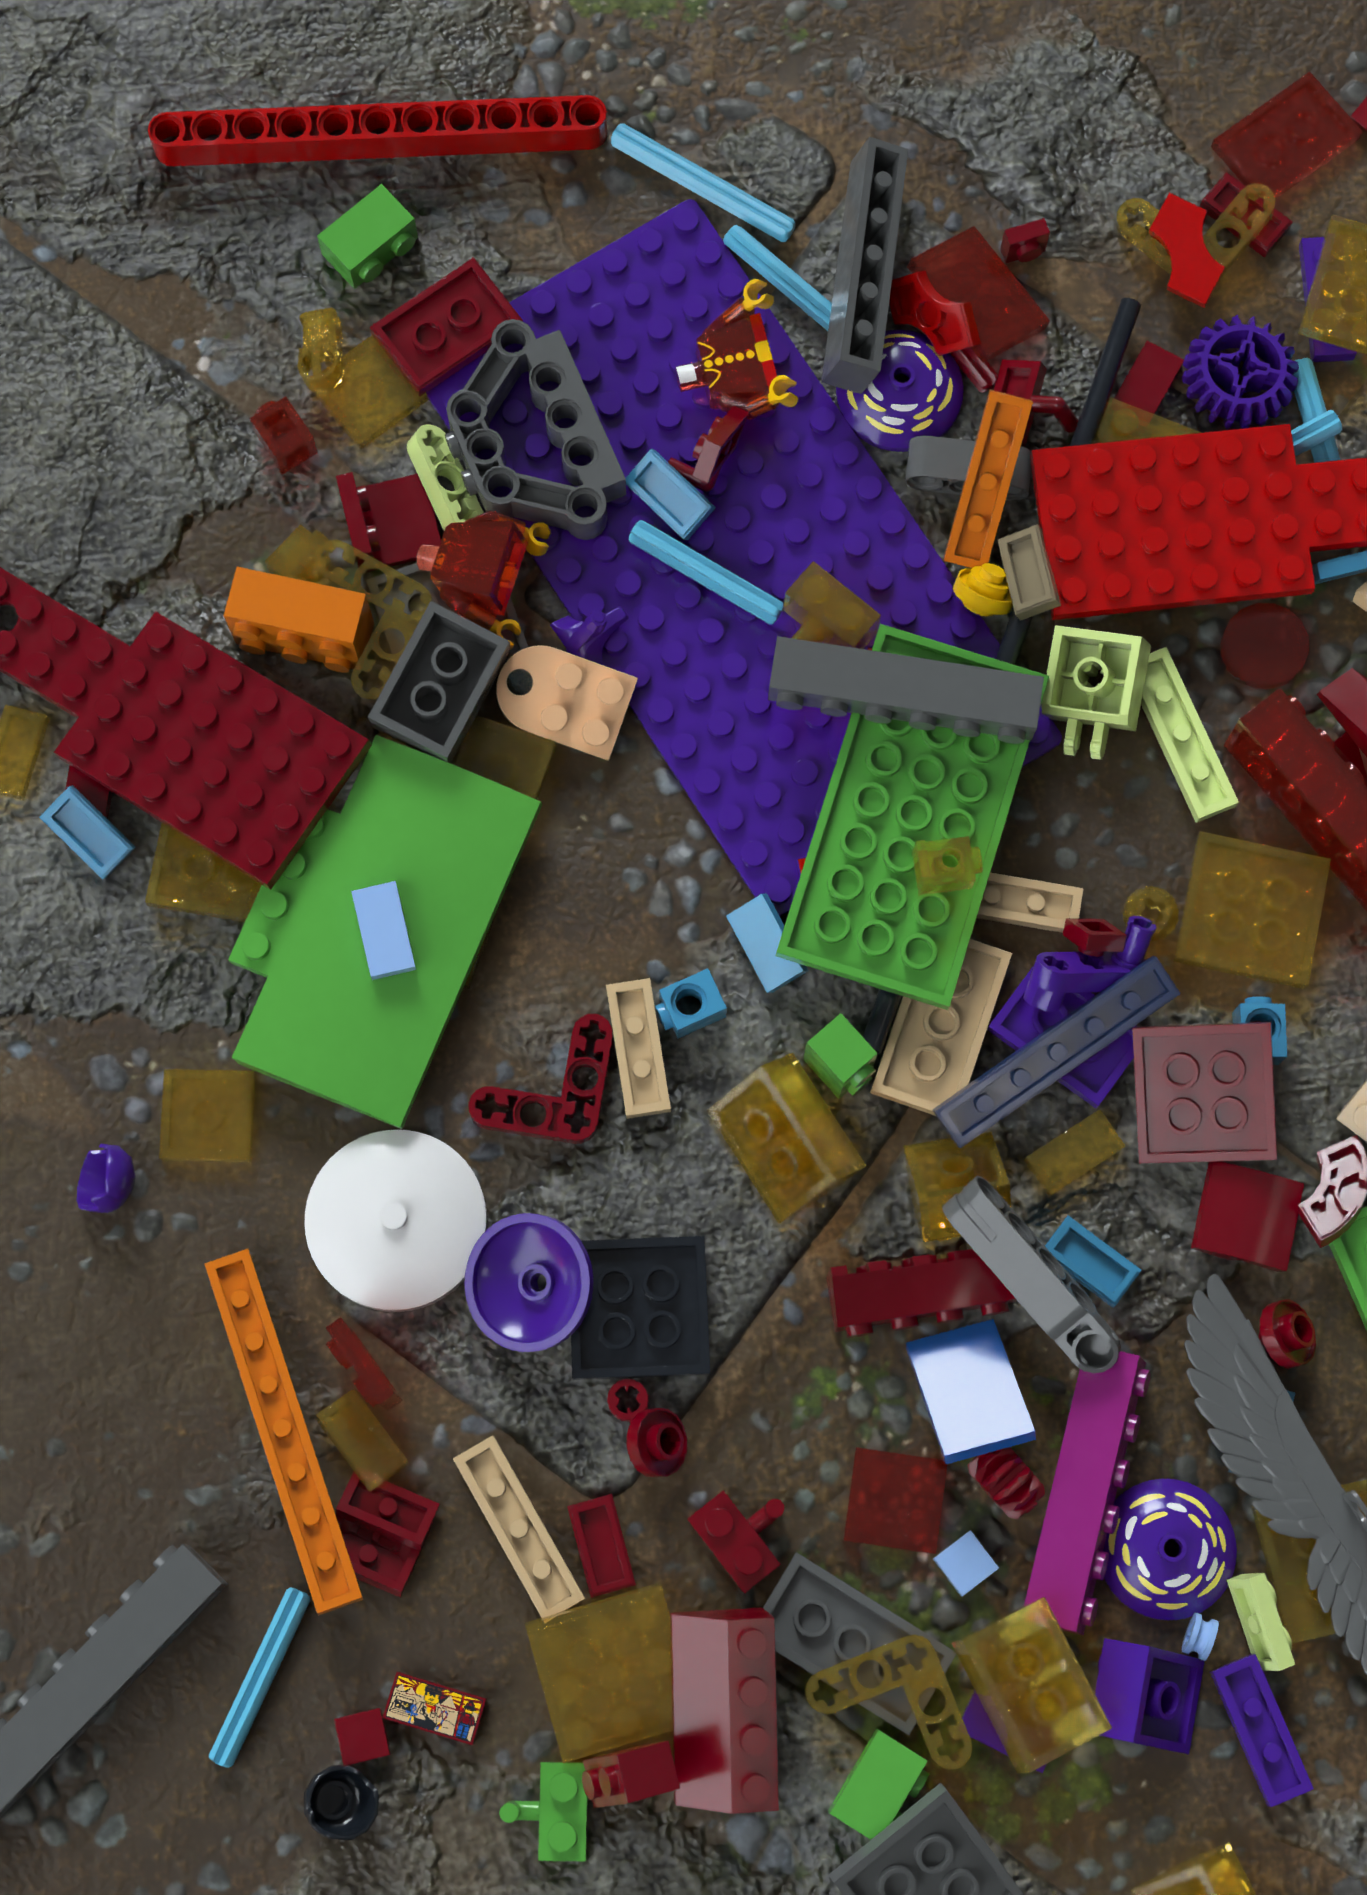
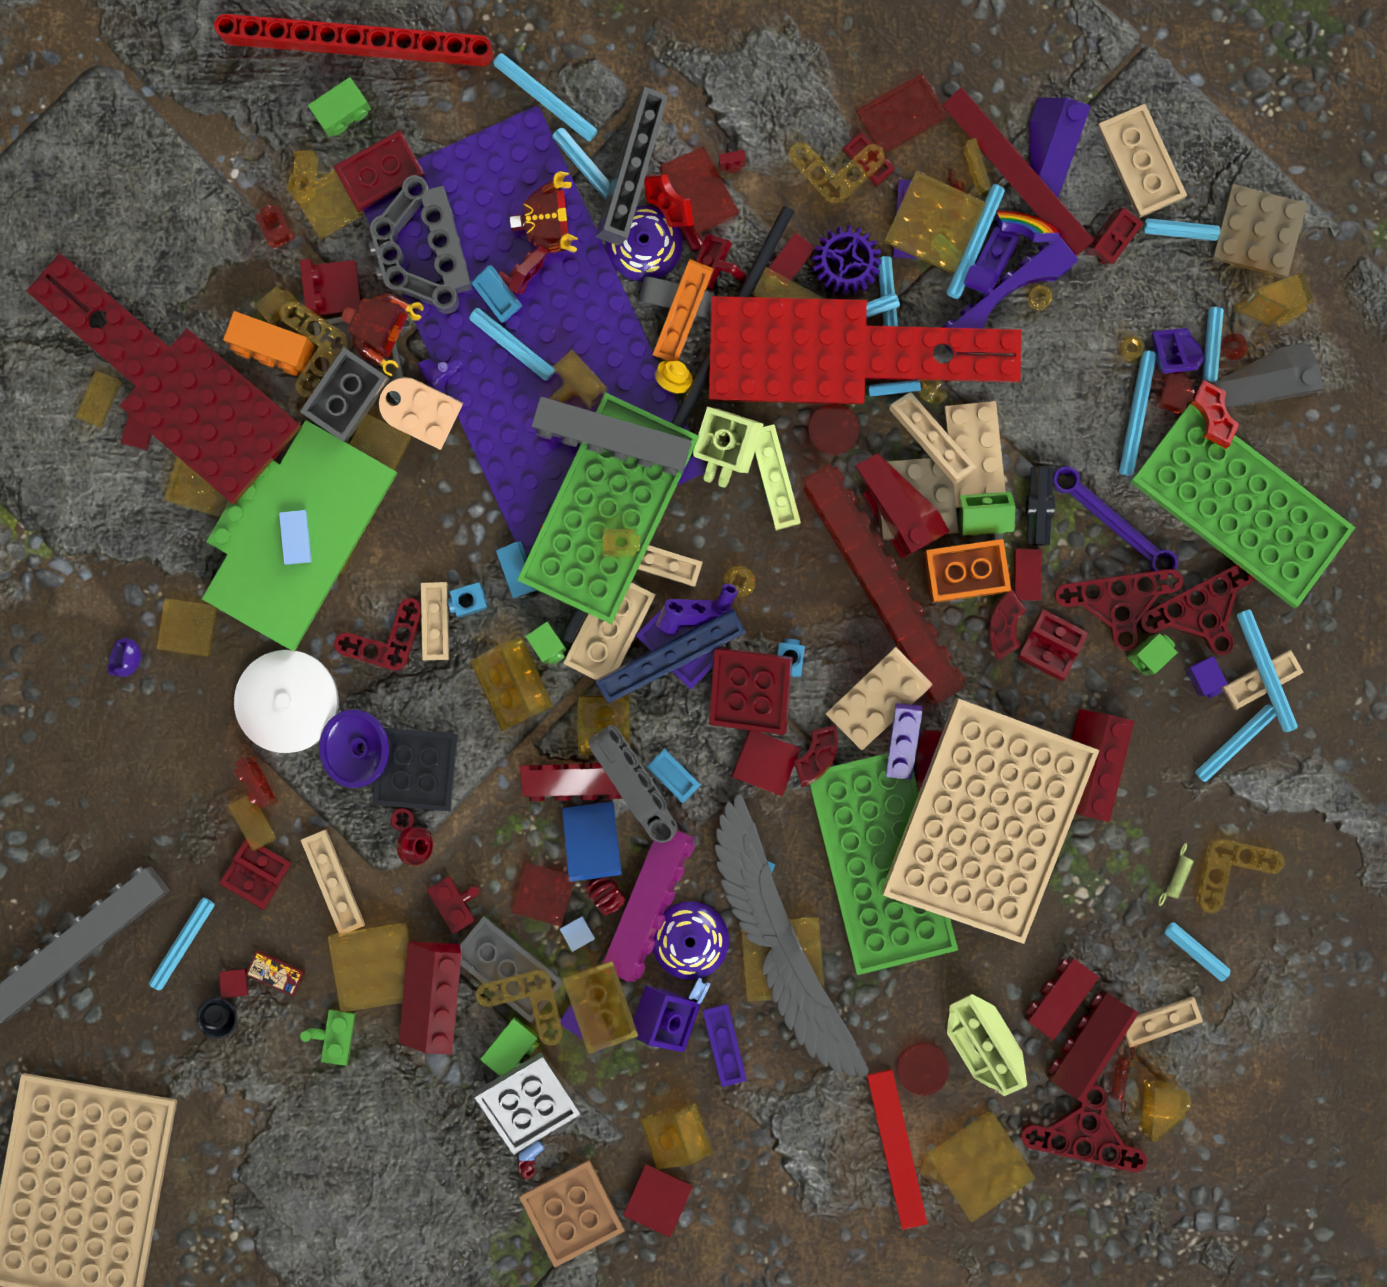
camera: 10 degrees right, 10 degrees up
(87, 832) = (135, 454): dark azure tile -> none
(283, 1432) = (208, 812): orange plate -> none
(429, 447) = (364, 280): yellowish green beam -> none
(601, 1545) = (378, 897): dark red tile -> none
(630, 1775) = (373, 1025): dark red brick -> none
(1028, 572) = (698, 371): dark tan tile -> none
(1074, 1153) = (674, 713): clear yellow tile -> none
(1094, 936) = (702, 591): dark red plate -> none
(1180, 232) = (825, 168): red tile -> none
(1252, 910) = (798, 586): clear yellow plate -> none
(1260, 1621) = (735, 995): yellowish green plate -> none
(1287, 1334) = (775, 832): dark red plate -> none

